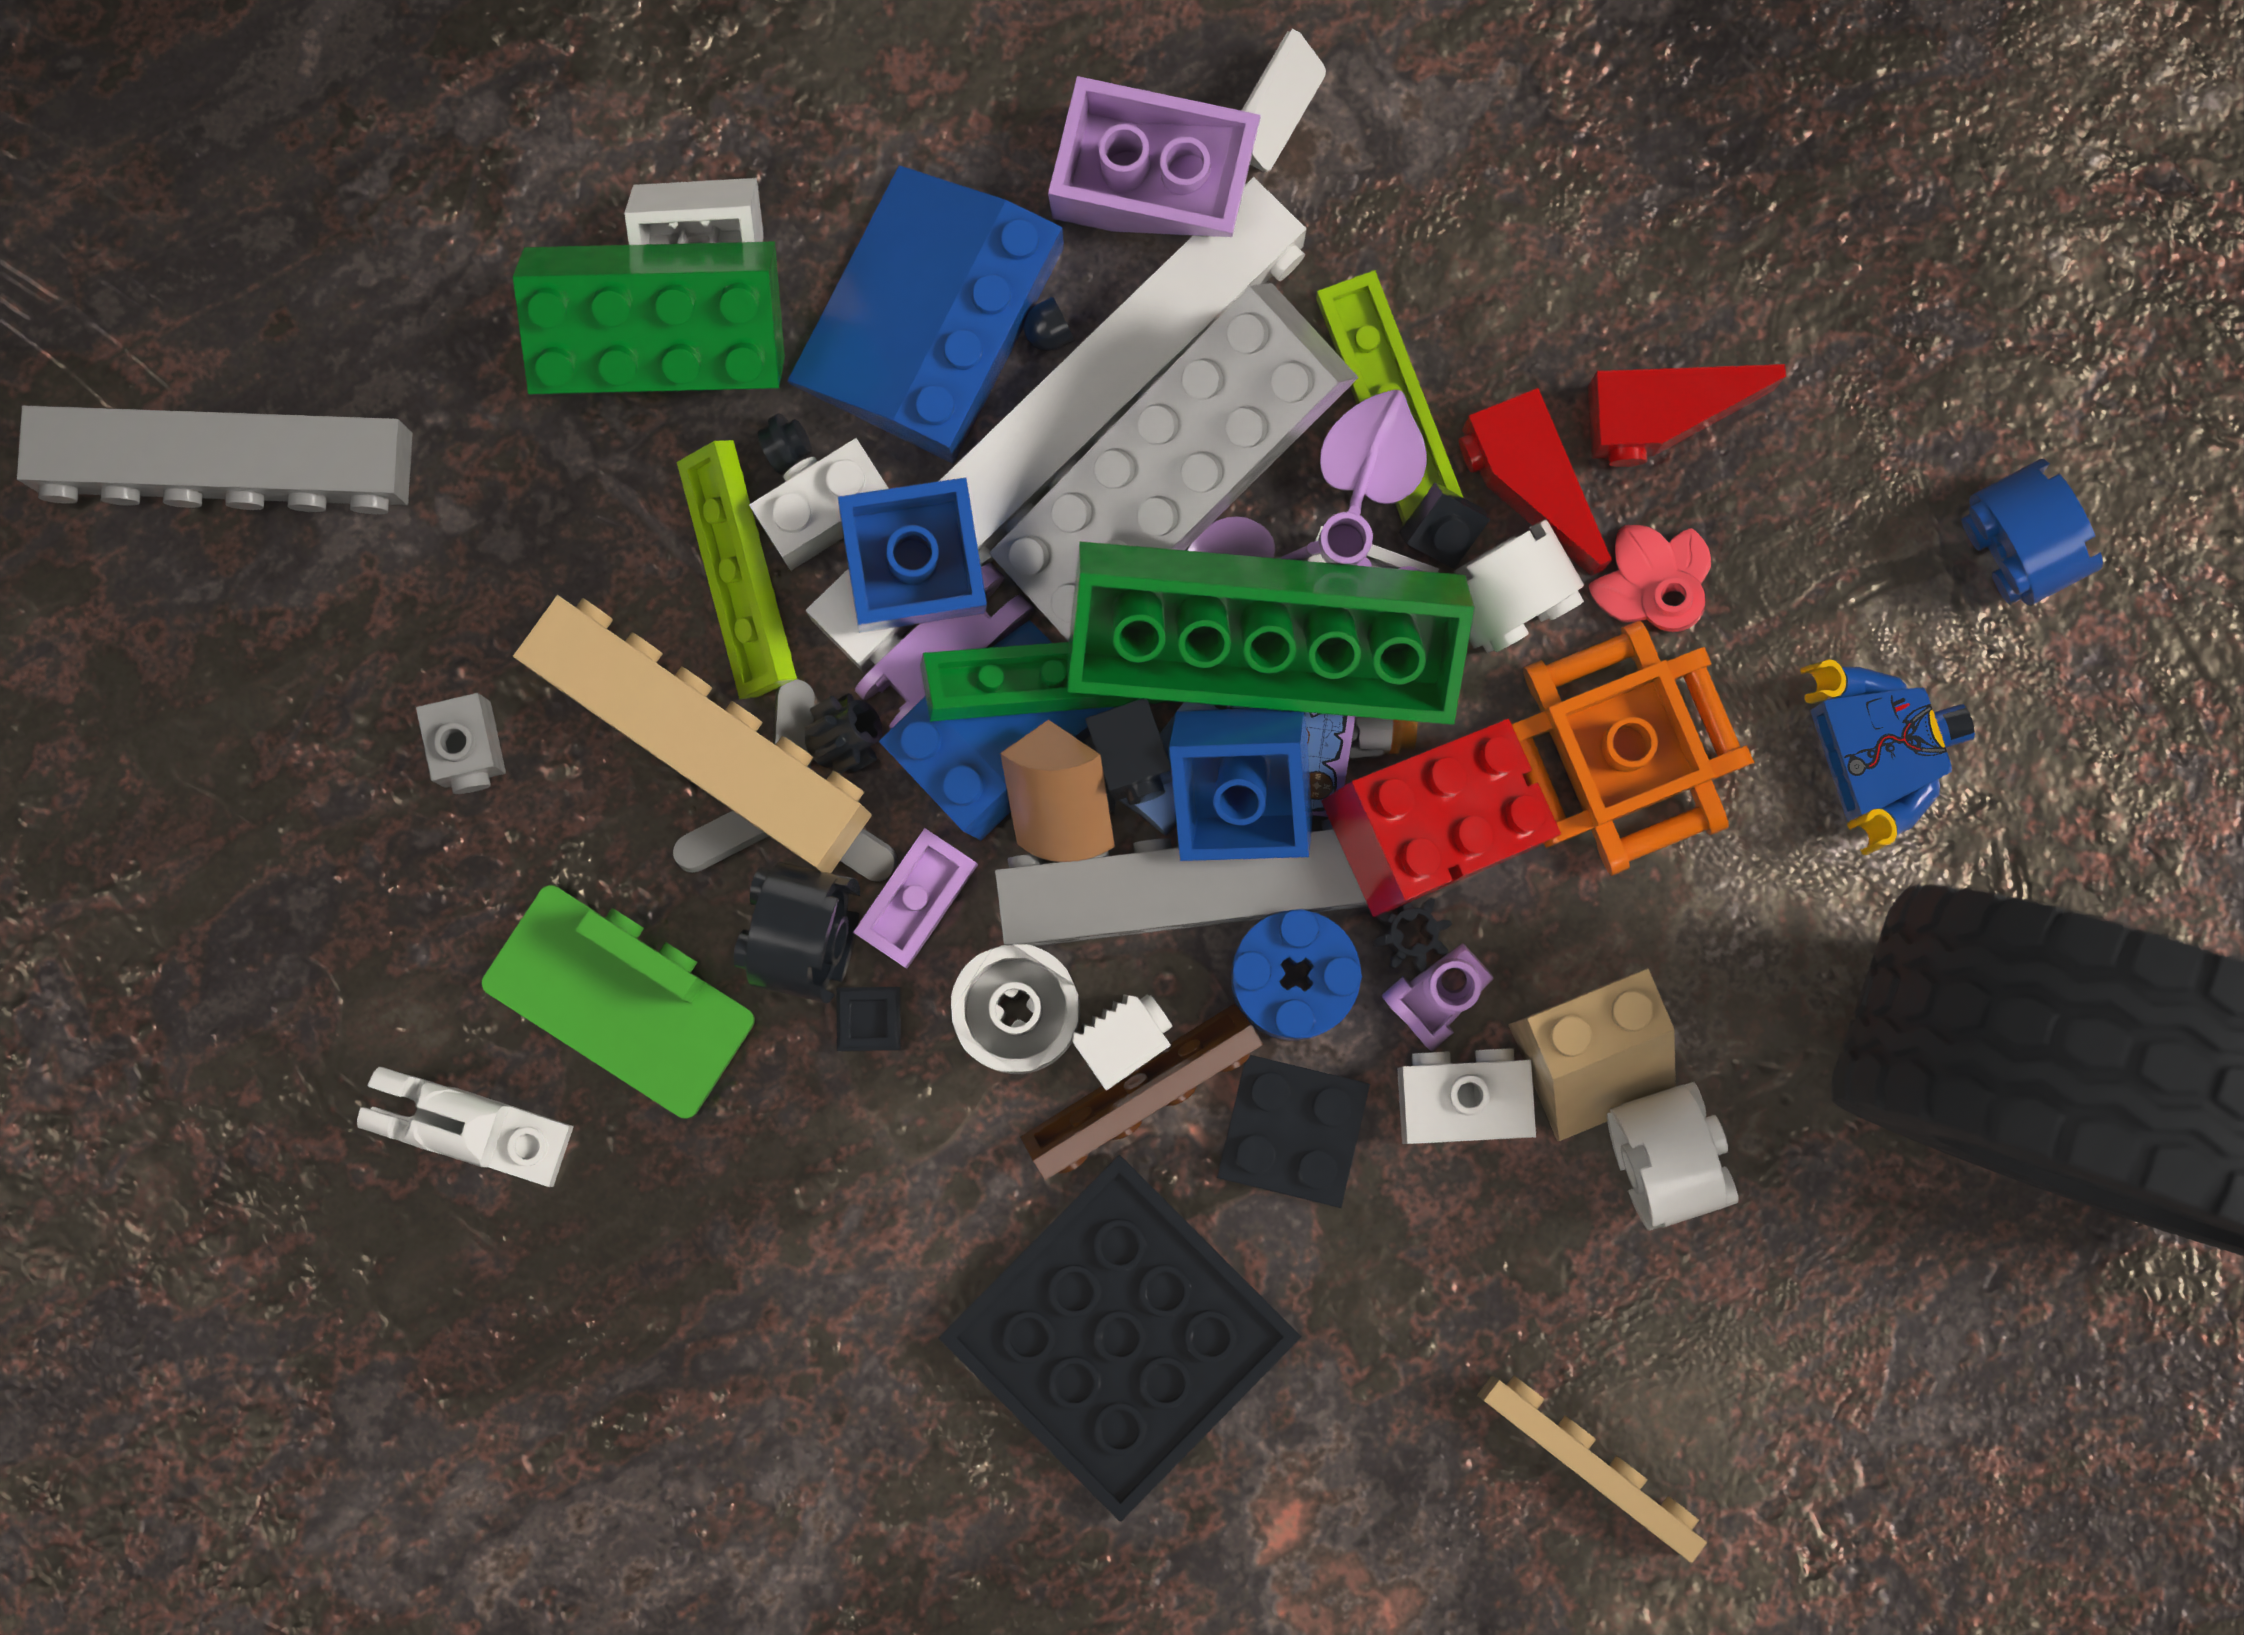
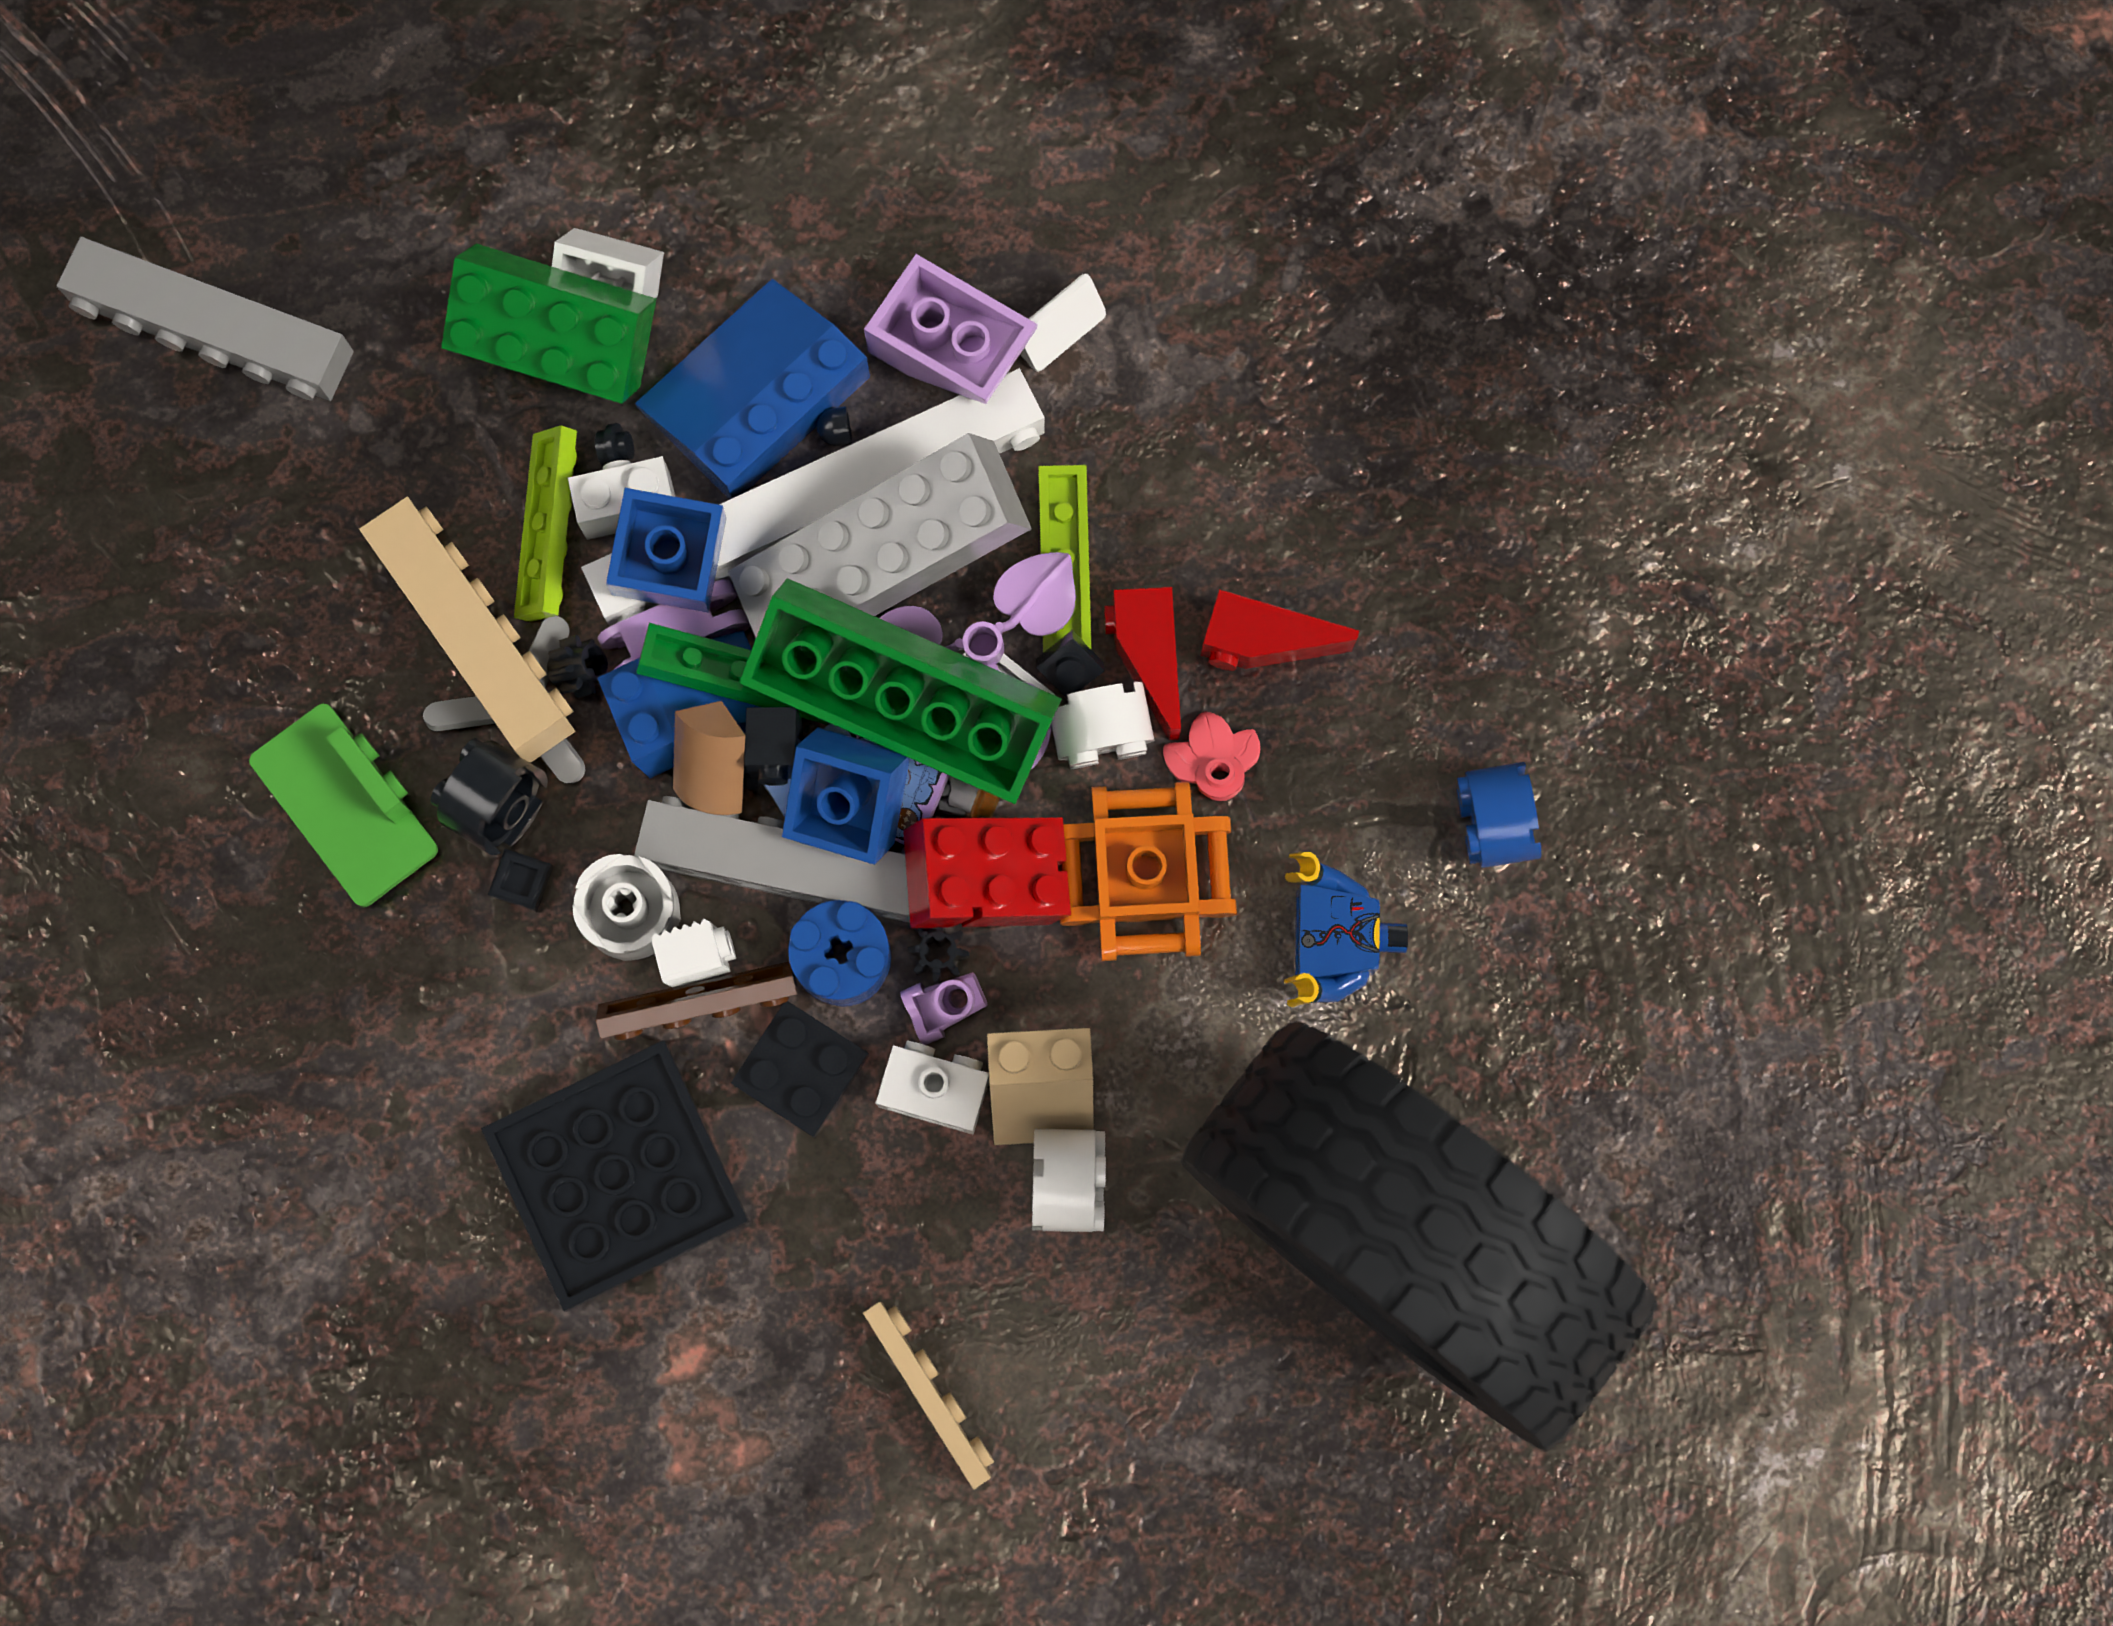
camera: 15 degrees right, 5 degrees down
(461, 743) = (301, 580): light grey brick -> none
(469, 1128) = (200, 857): white plate -> none
(915, 898) = (586, 803): lavender plate -> none

